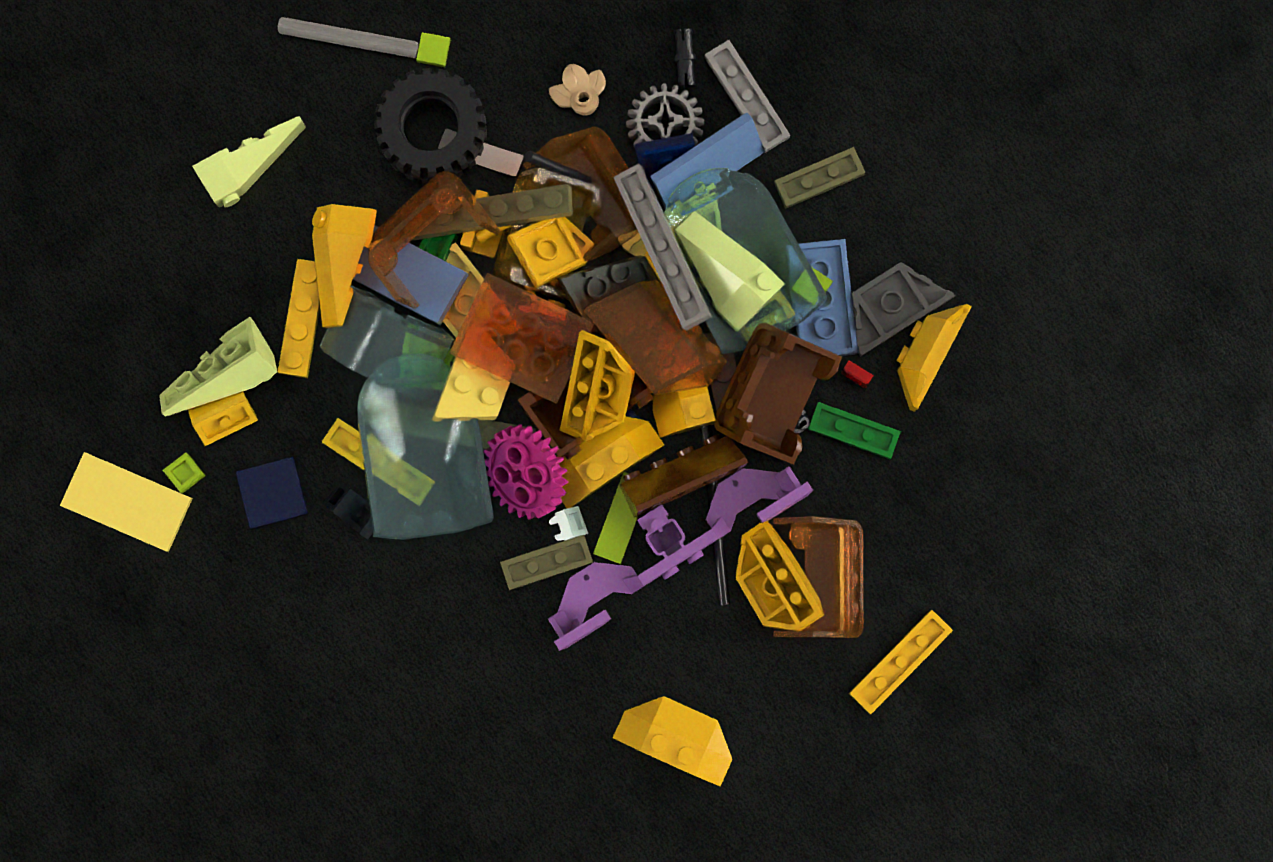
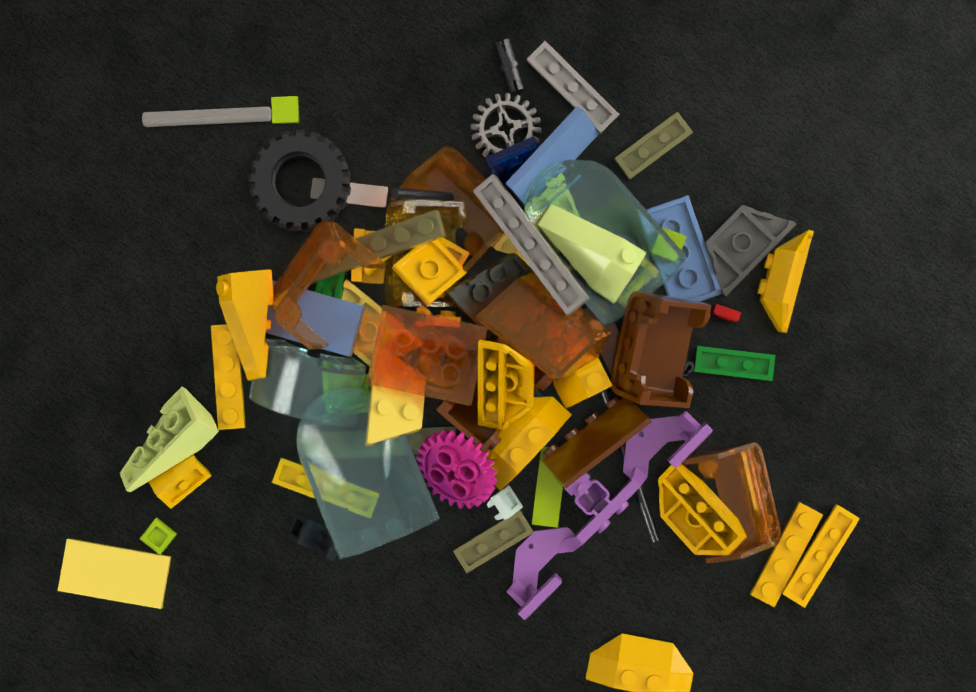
camera: 10 degrees left, 5 degrees up
(232, 173) = (135, 264): yellowish green wedge -> none
(272, 492) = (239, 536): clear blue tile -> none
(578, 85) = (419, 113): tan plate -> none
(864, 652) = (786, 554): none -> yellow plate

